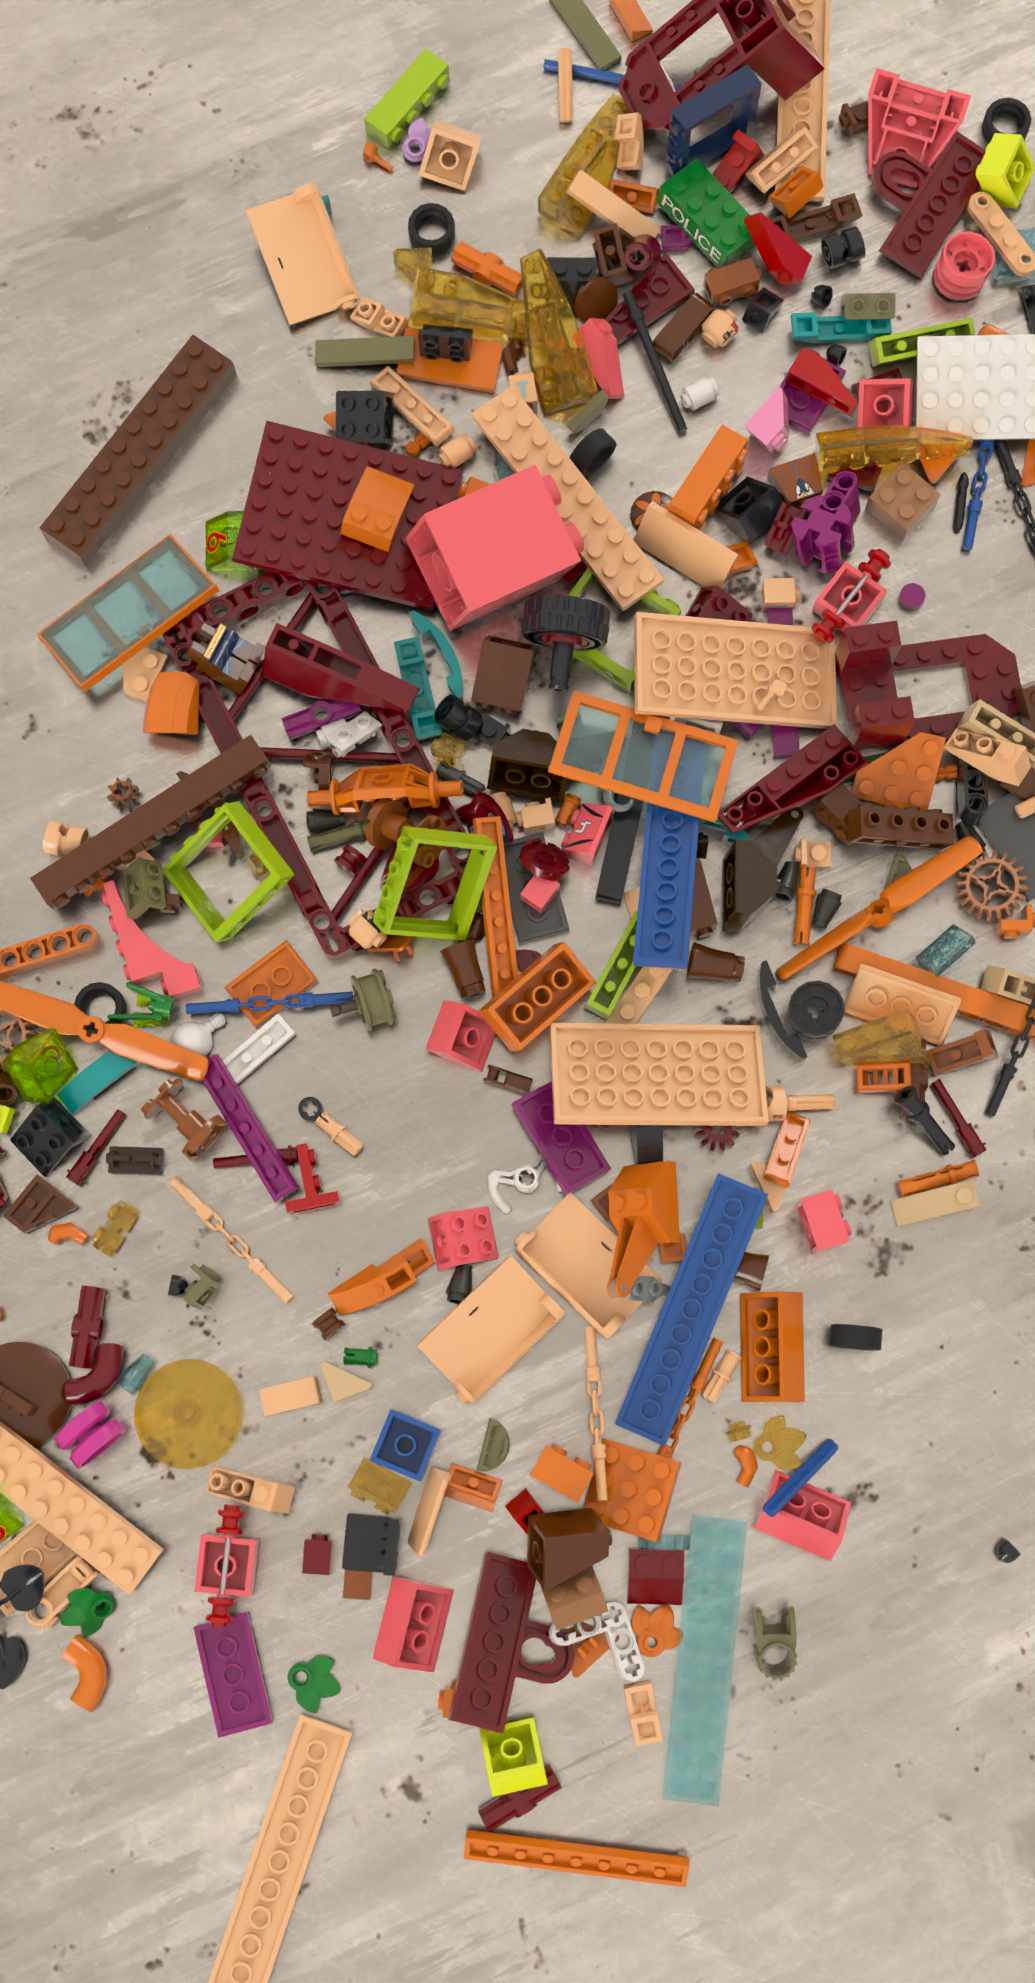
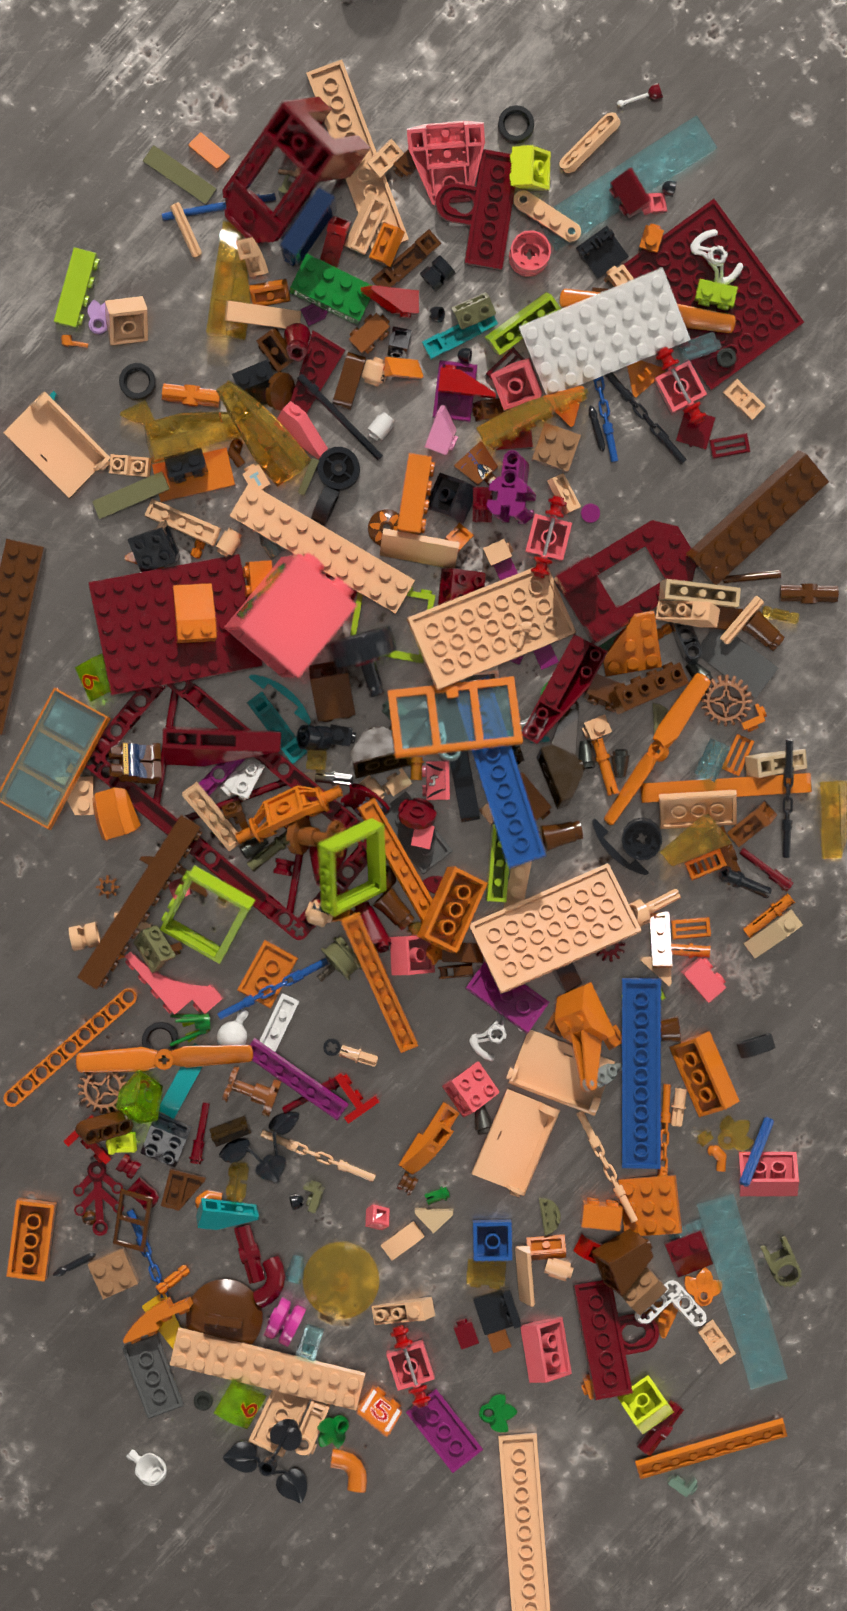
camera: 25 degrees left, 10 degrees up
(75, 1260) = (222, 1214): none -> teal slope
(110, 1477) = (309, 1342): none -> clear light blue slope
(158, 1607) = (379, 1409): none -> orange slope
(164, 1223) = (272, 1165): none -> black plant
(271, 1352) = (377, 1217): none -> coral slope
(289, 758) = (211, 815): none -> light nougat plate
(405, 1046) = (379, 982): none -> orange plate
(420, 983) = (374, 927): none -> dark red cone
(475, 1522) = (558, 1269): none -> light nougat brick
(478, 1002) = (414, 927): none -> clear yellow plate
(488, 1048) = (430, 952): none -> orange plate
(512, 1887) = (679, 1484): none -> sand green bracket
(529, 1060) = (467, 954): none -> reddish brown slope
(628, 417) = (338, 457): none -> black wheel
(754, 336) = (402, 368): none -> orange slope
(809, 1146) = (707, 926): none -> orange tile
(818, 1179) = (704, 950): none -> orange pin
(832, 96) = (385, 157): none -> light nougat slope
(836, 420) = (487, 409): none -> reddish brown bracket
(890, 544) = (561, 488): none -> light nougat plate
(994, 946) = (744, 740): none -> orange tile

